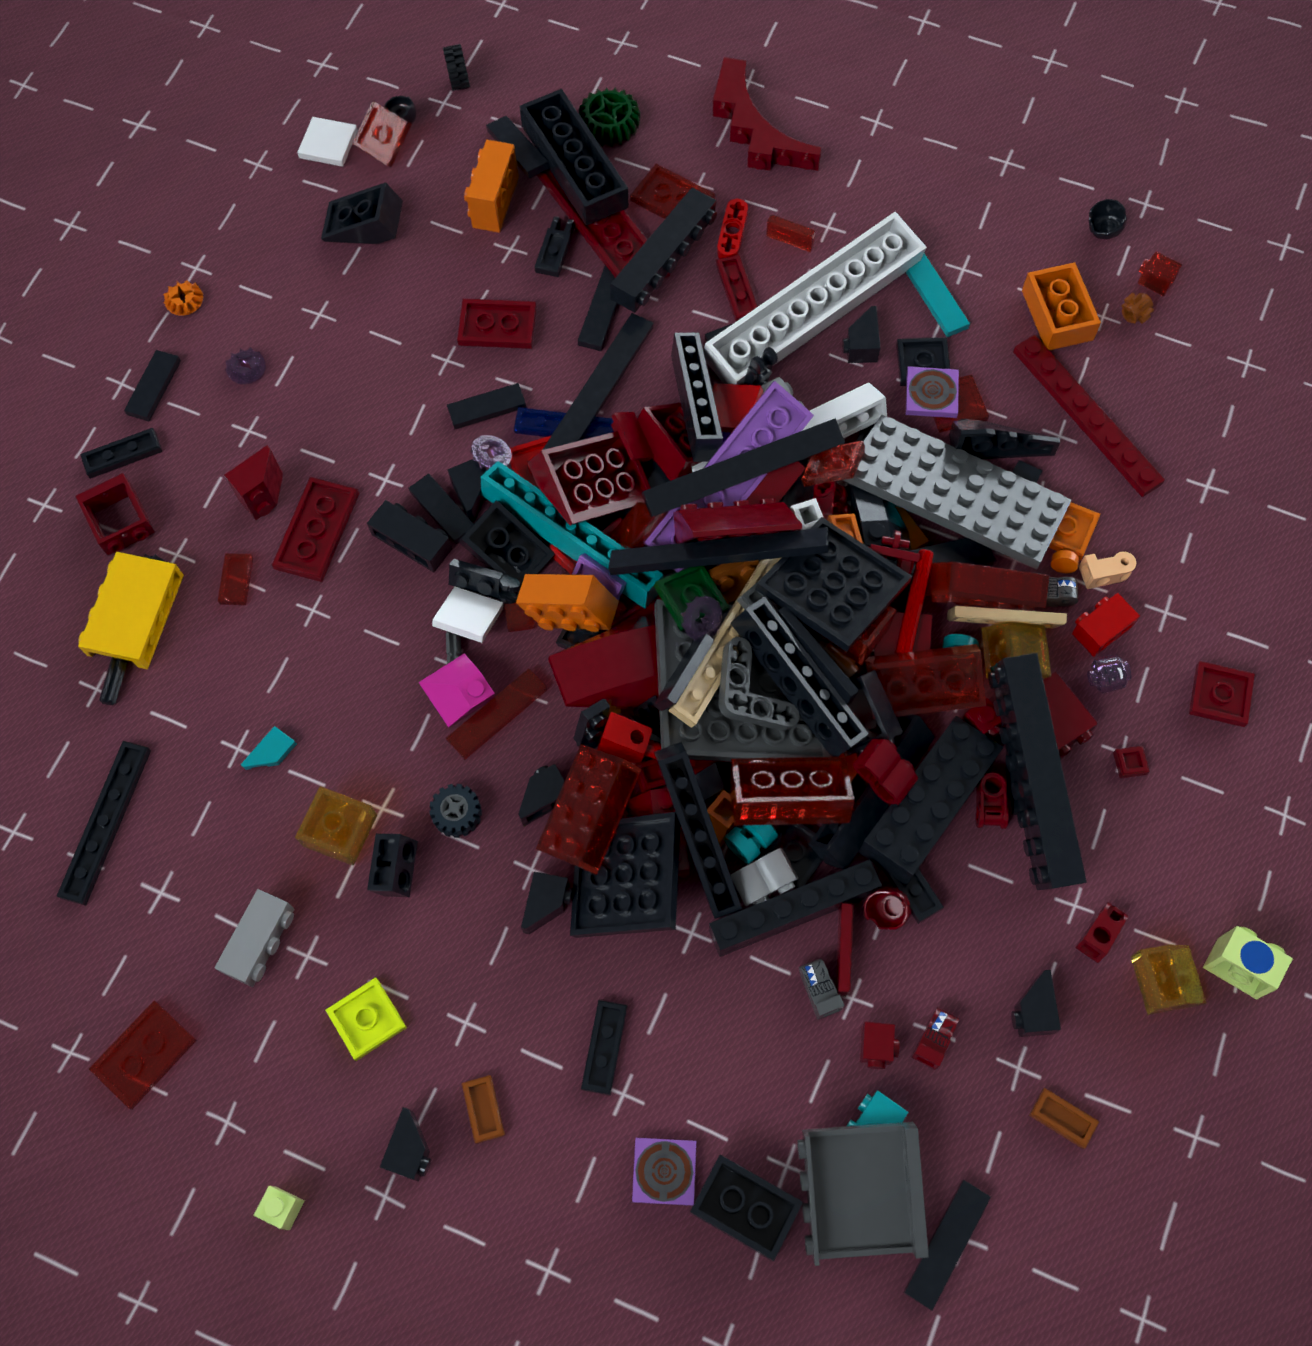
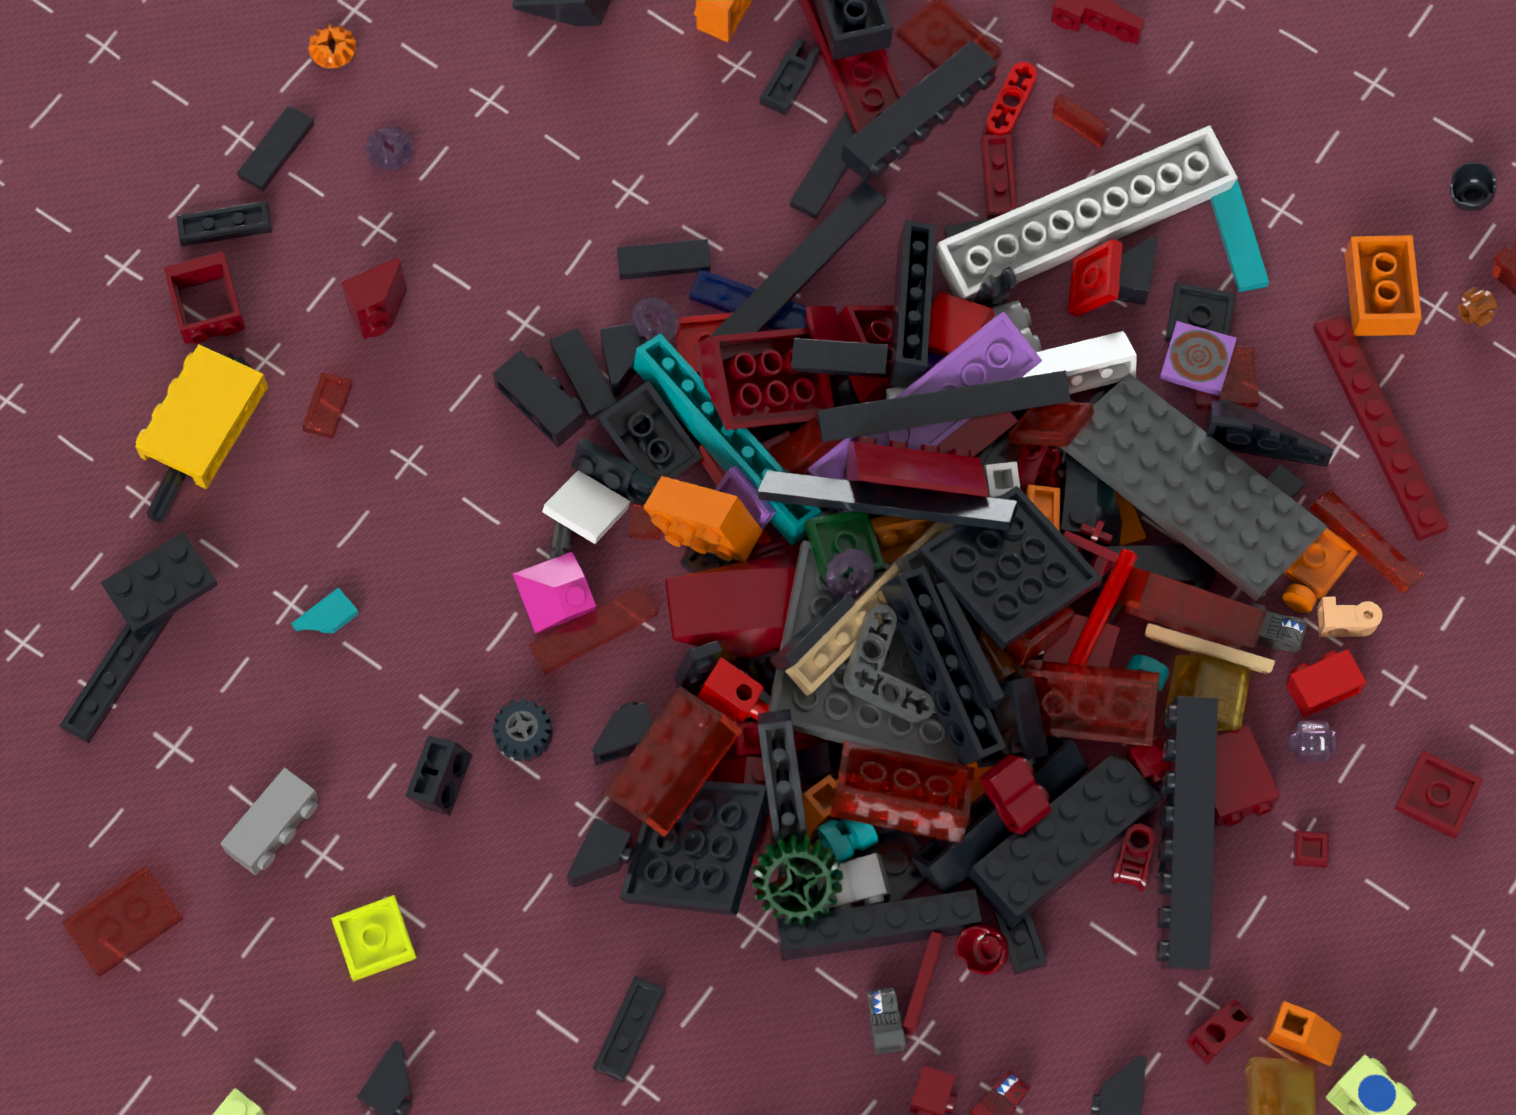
camera: 10 degrees right, 0 degrees up
(120, 756) = (159, 584): none -> black plate
(315, 529) = (431, 365): dark red tile -> none
(336, 825) = (385, 717): clear yellow brick -> none
(483, 1109) = (481, 1065): dark orange tile -> none
(497, 323) = (698, 159): dark red plate -> none
(648, 448) = (839, 358): none -> black tile
(703, 901) = (810, 872): none -> dark green gear
(835, 346) = (1095, 278): none -> red plate
(1104, 506) = (1367, 541): none -> clear red tile
(1172, 917) = (1304, 1033): none -> orange slope

